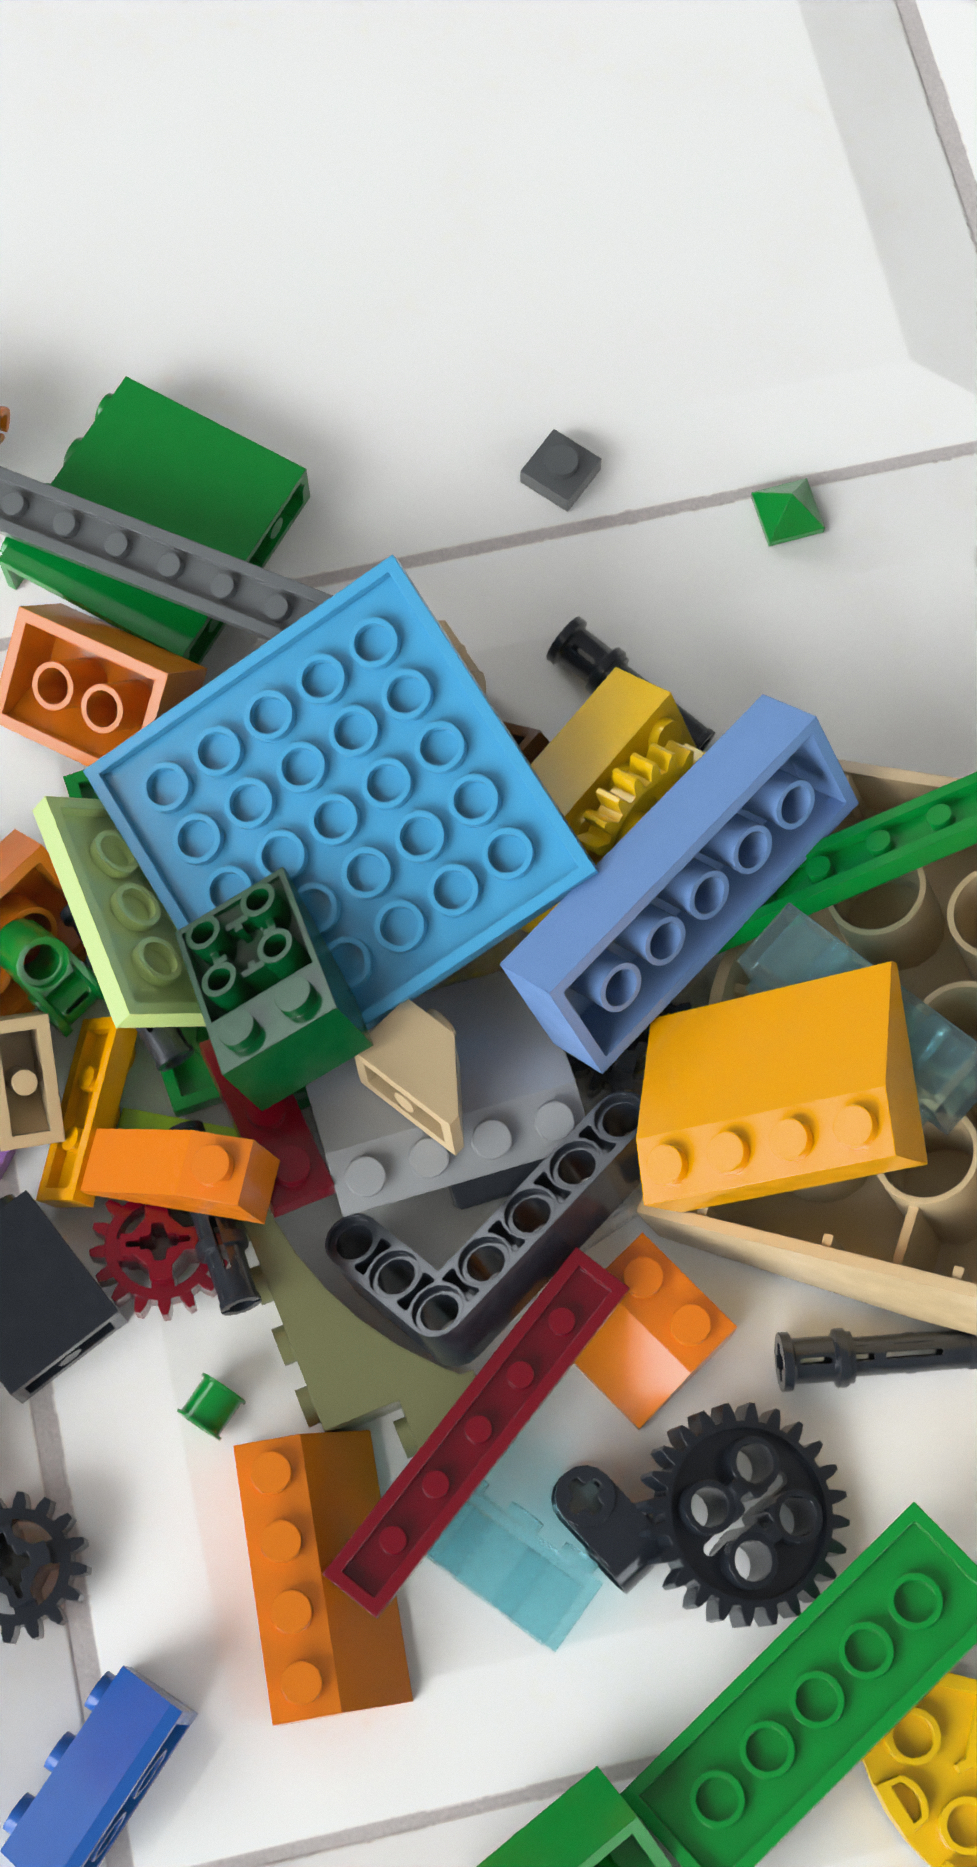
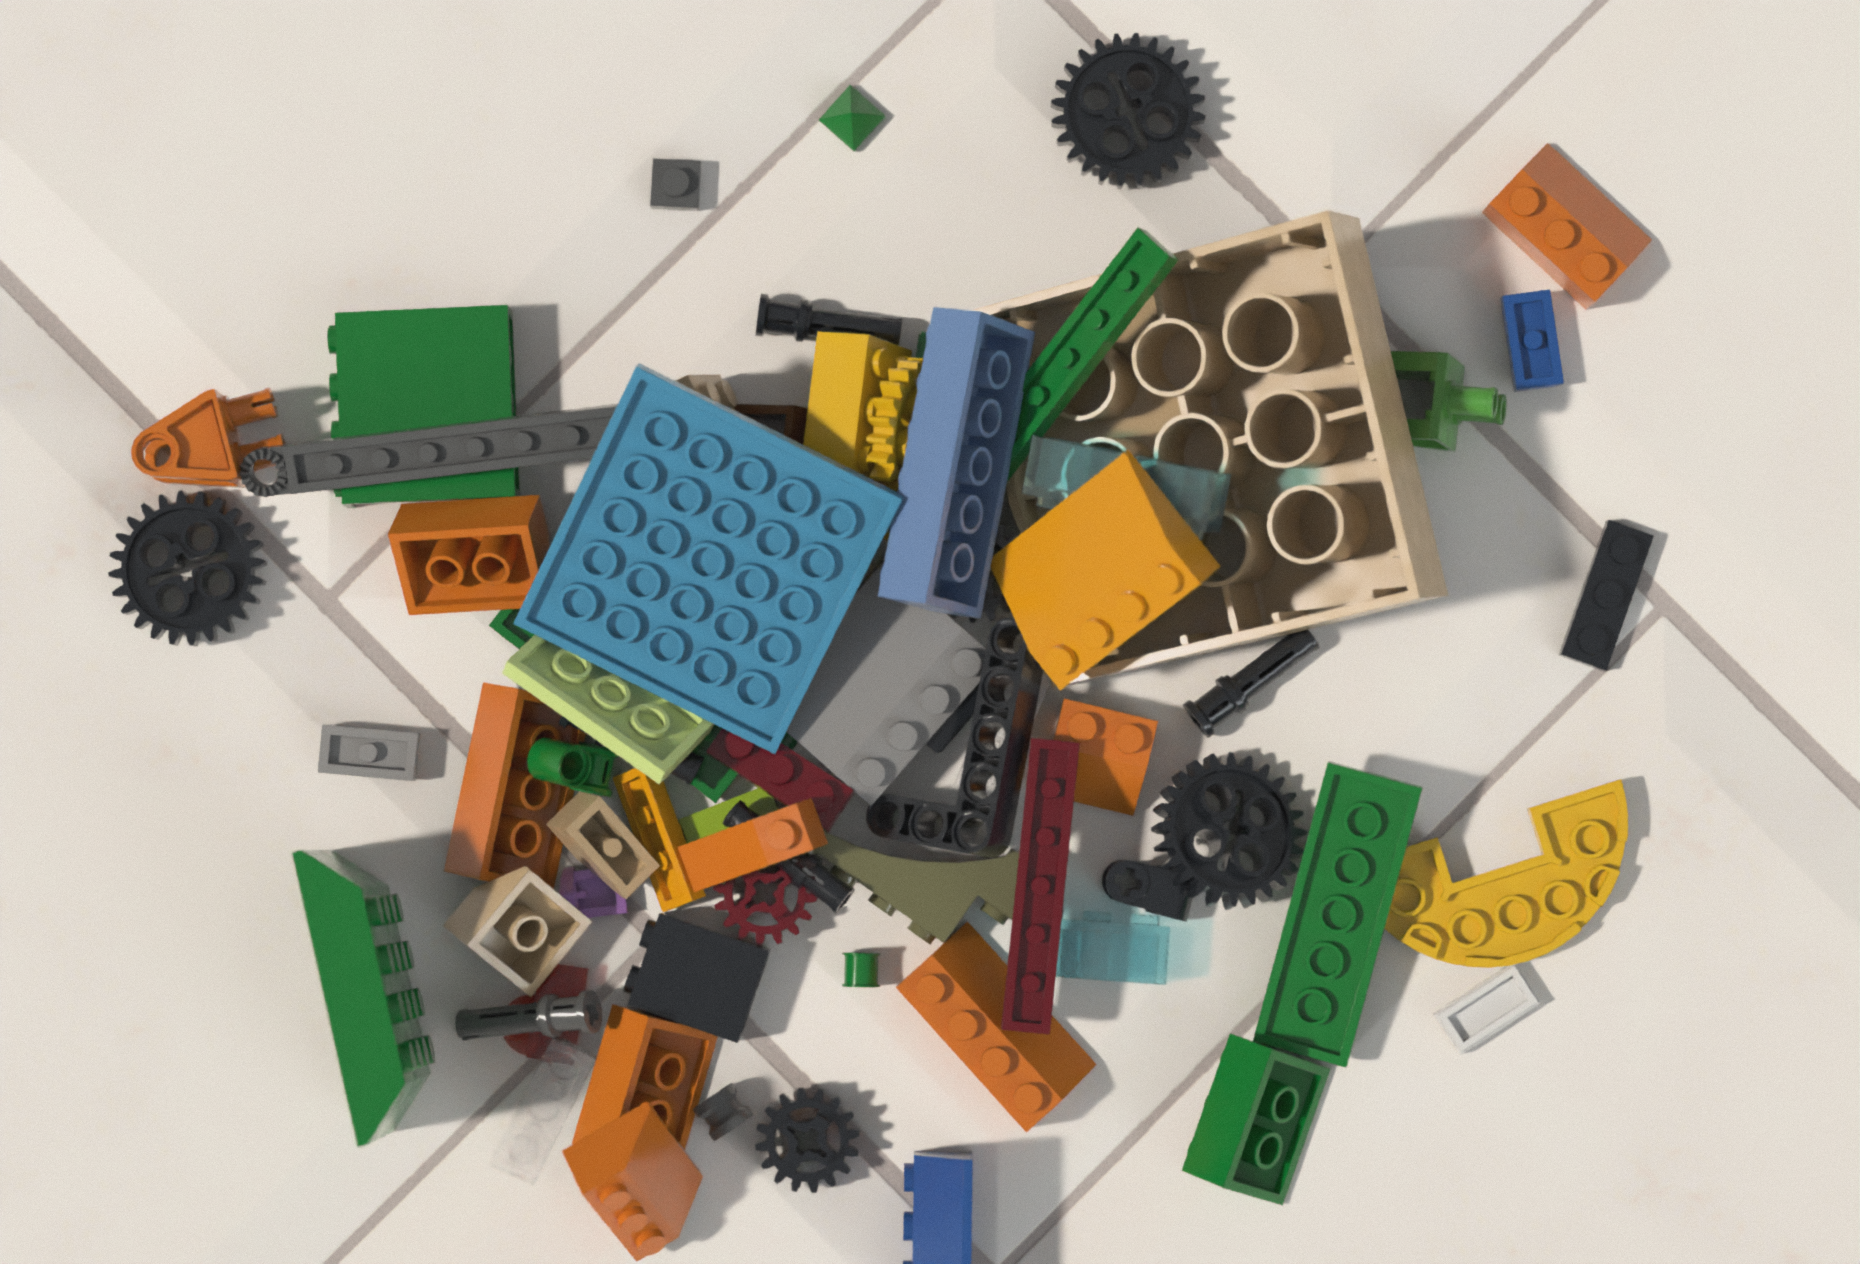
camera: 30 degrees left, 15 degrees up
(271, 992) = (737, 697): dark green slope -> none
(417, 1071) = (862, 687): tan slope -> none

